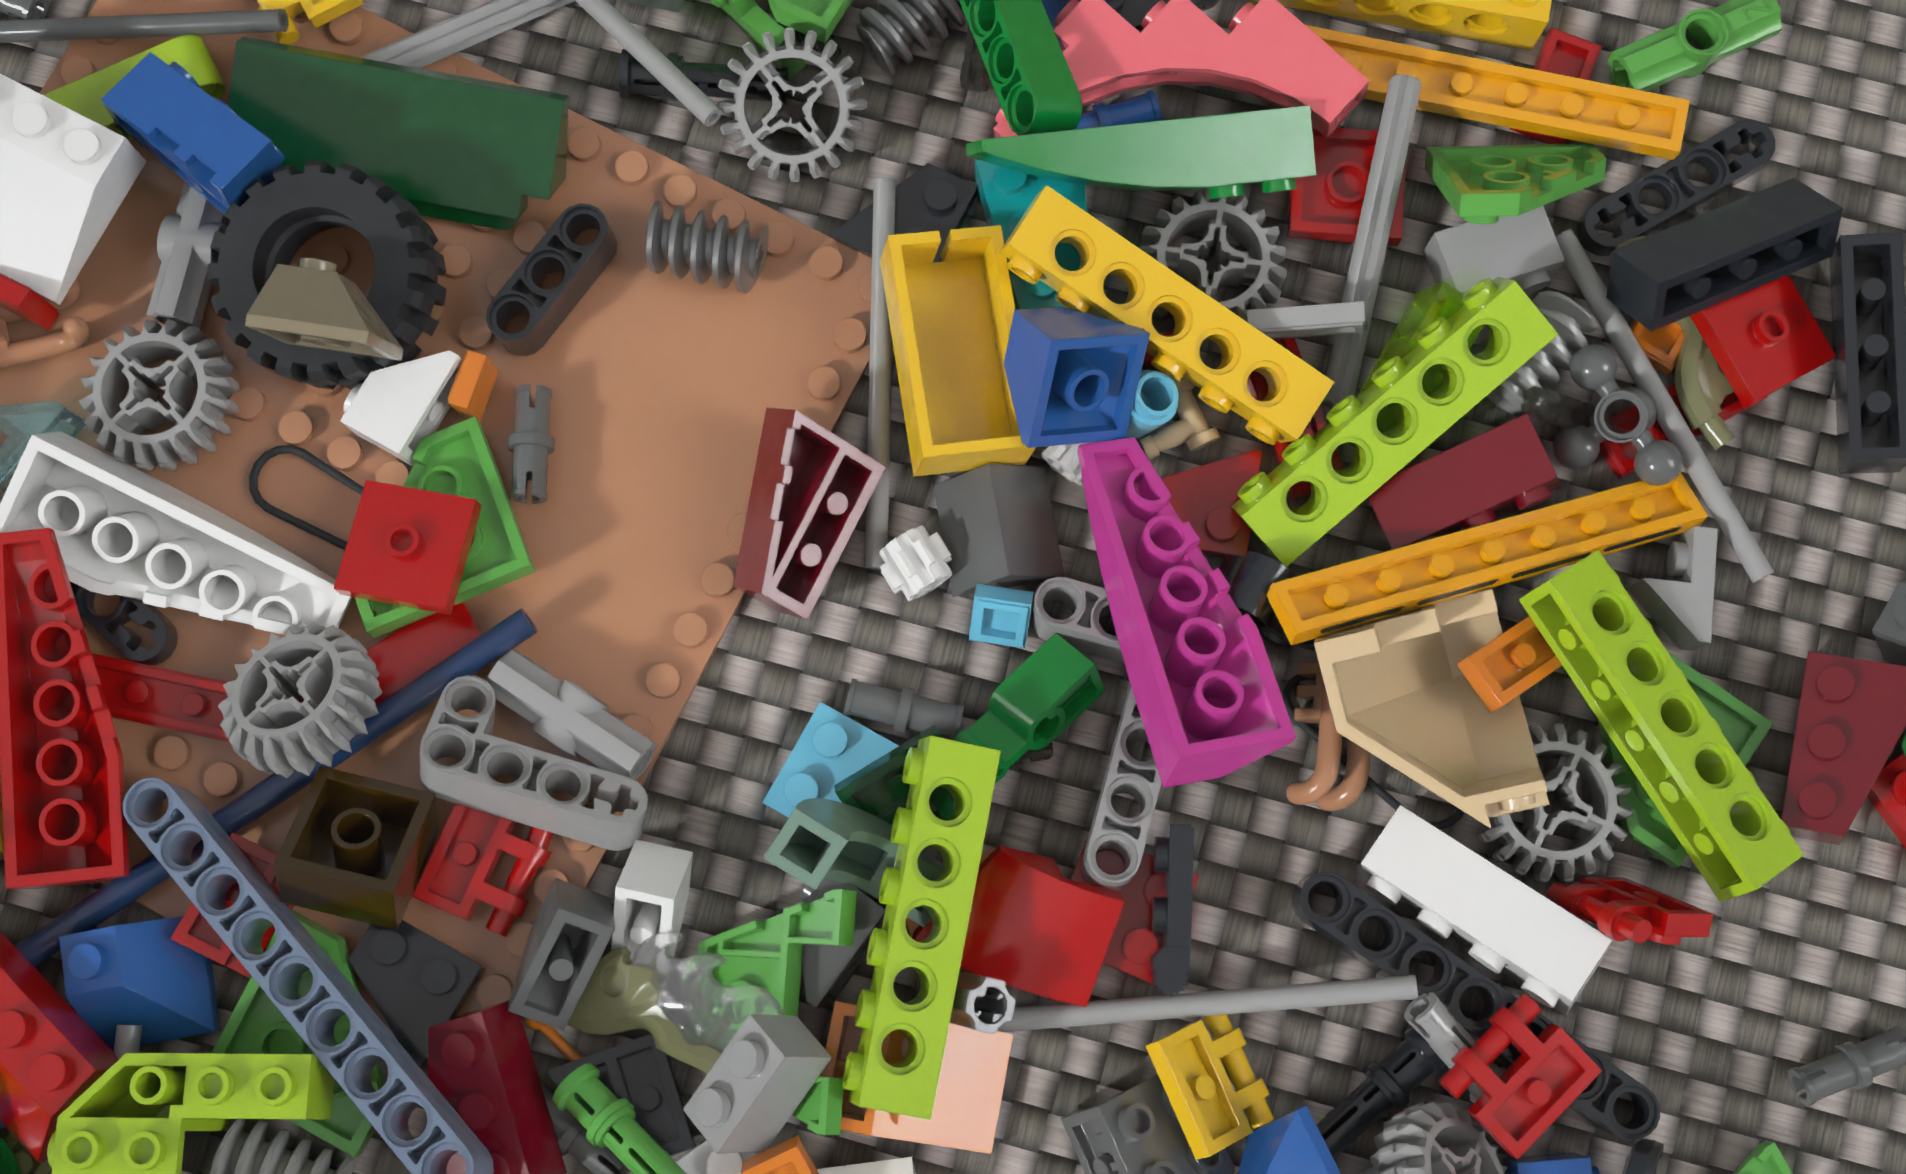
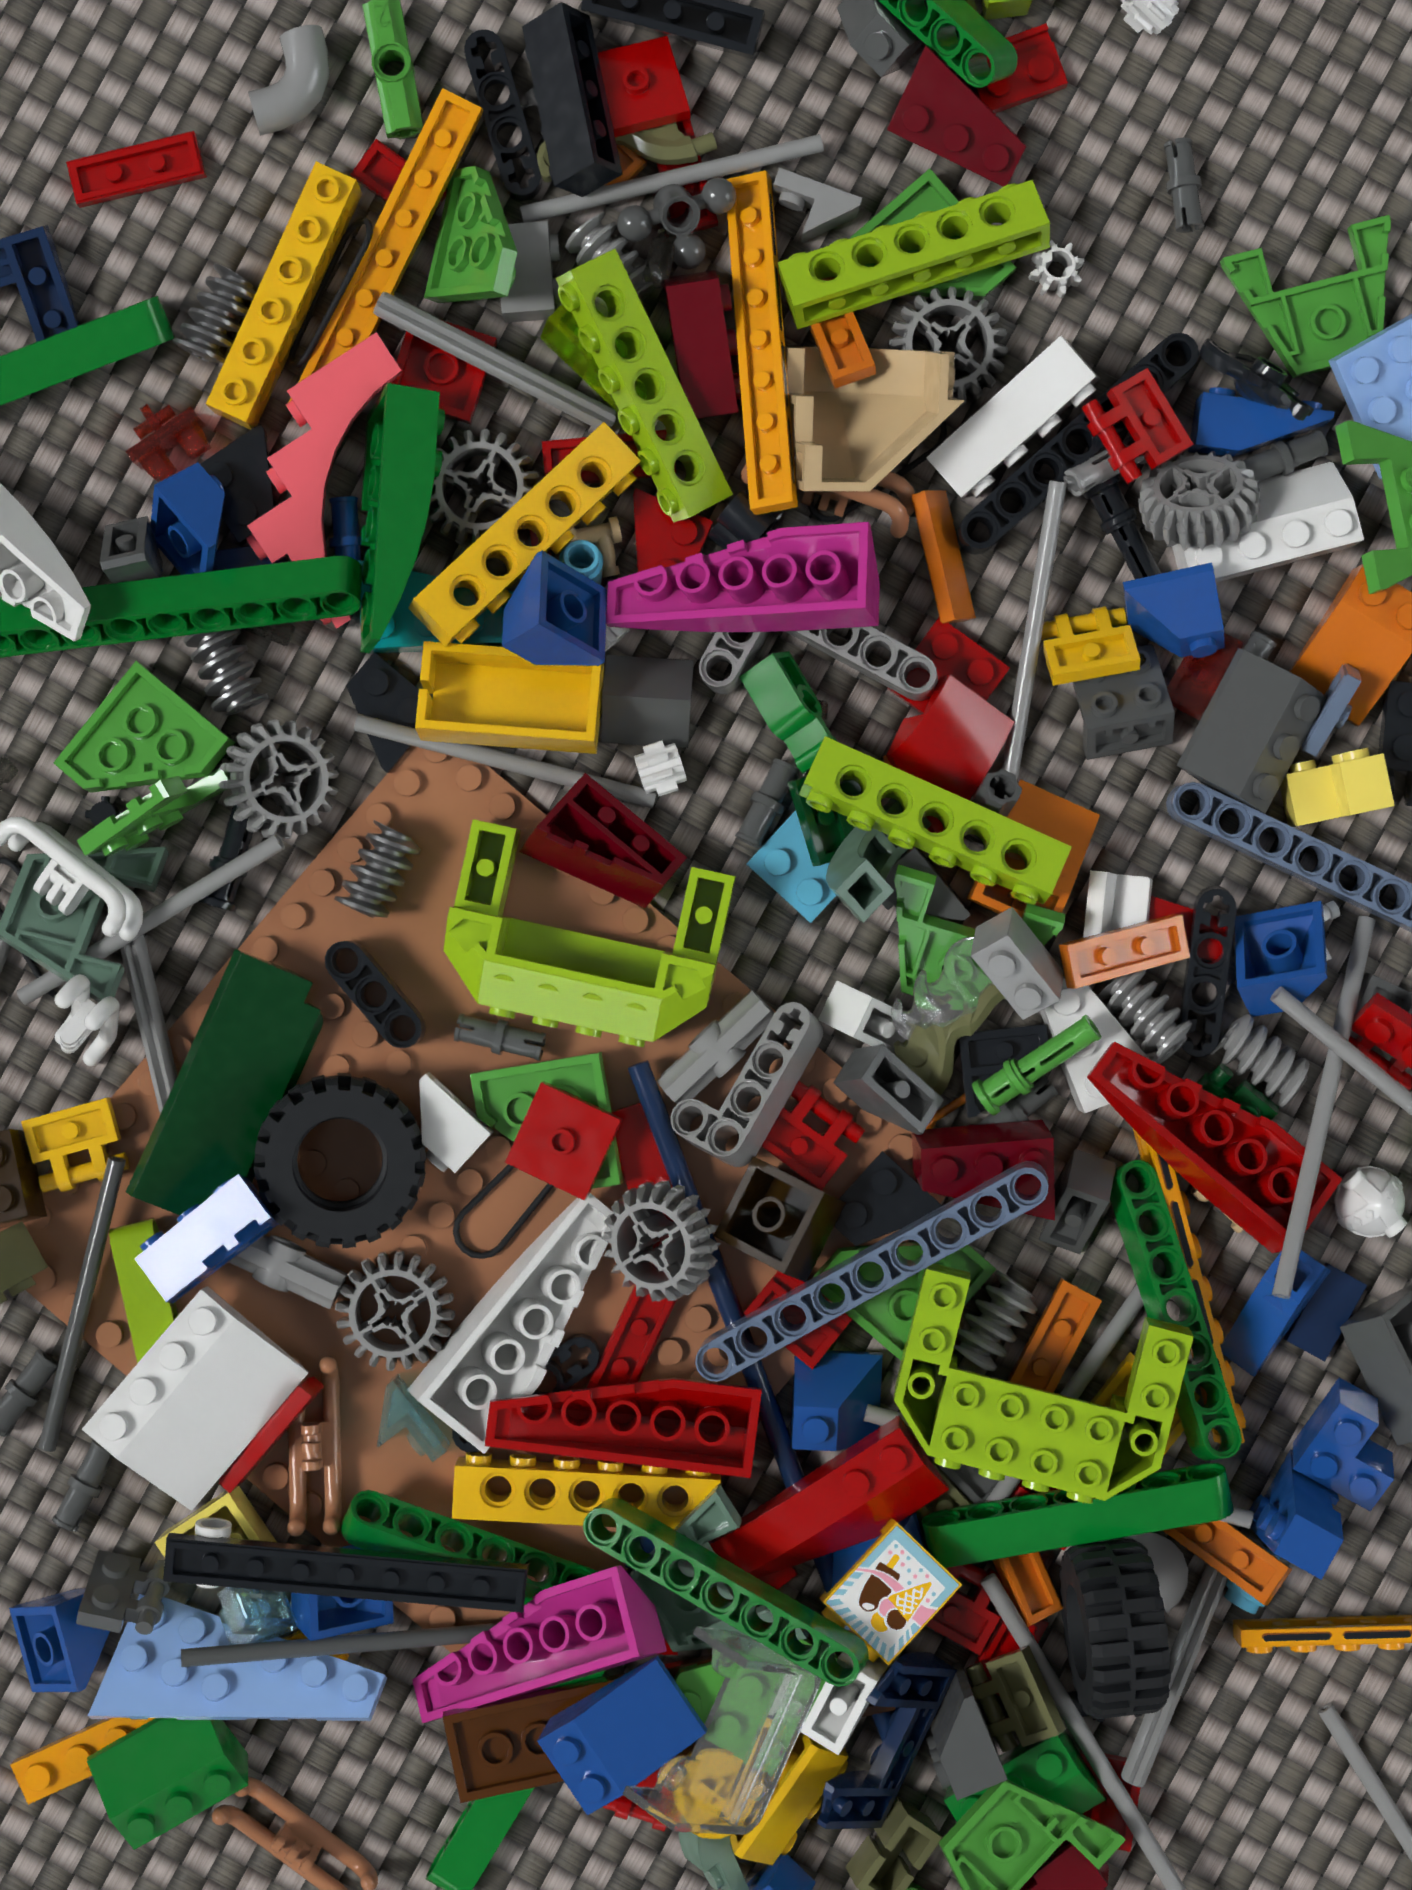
camera: 80 degrees left, 10 degrees up
(320, 311) = (385, 1158): dark tan slope -> none
(473, 385) = (445, 1071): orange tile -> none
(624, 511) = (574, 974): none -> lime wedge
(1000, 615) = (714, 714): medium azure tile -> none
(1174, 910) = (964, 642): black hinge -> none
(1278, 861) = (943, 556): none -> orange tile
(1310, 320) = (549, 428): light grey tile -> none
(1313, 16) = (369, 230): none -> black piece
(1631, 910) = (1040, 314): red plate -> none
(1702, 899) = (1059, 255): none -> white gear

